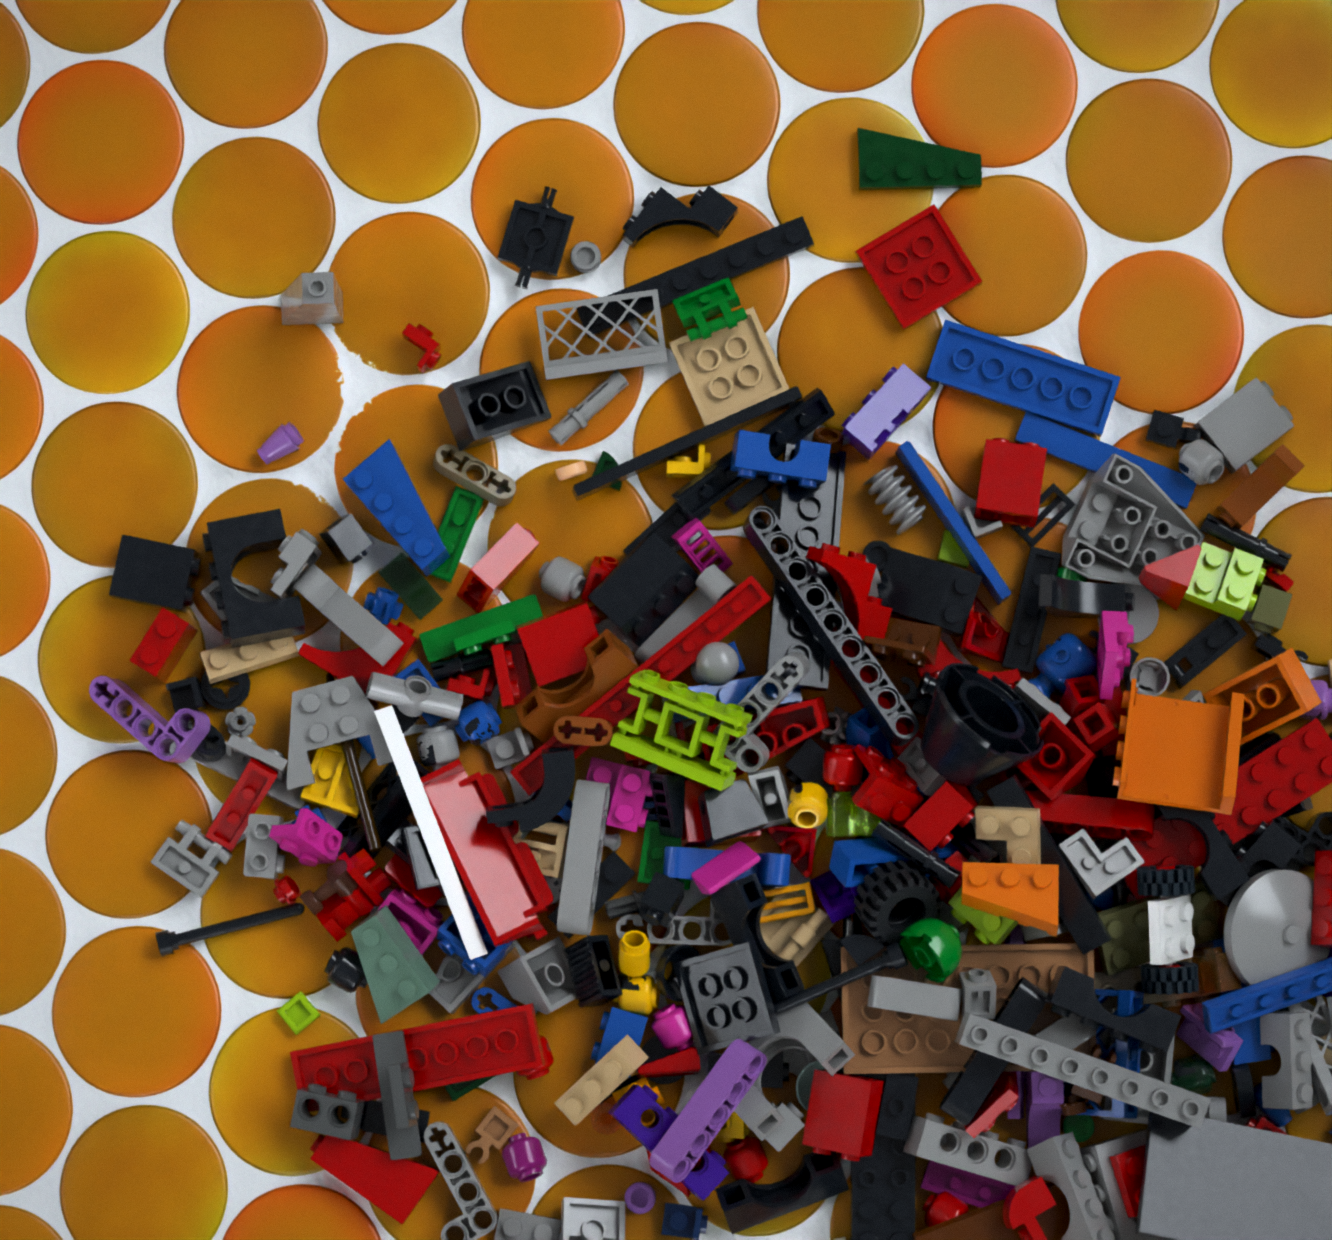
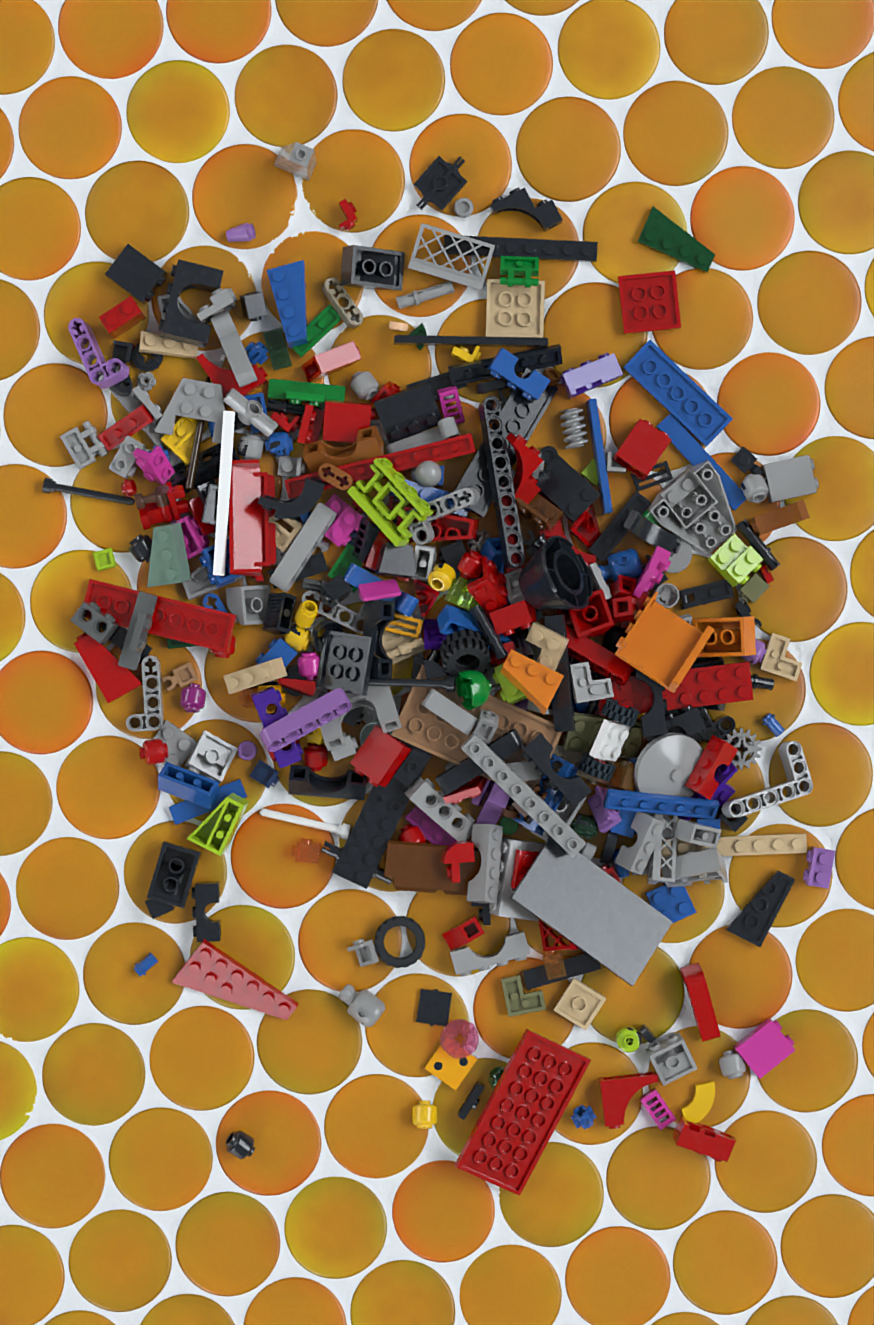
camera: 25 degrees right, 5 degrees up
(1171, 575) = (706, 544): slope -> none

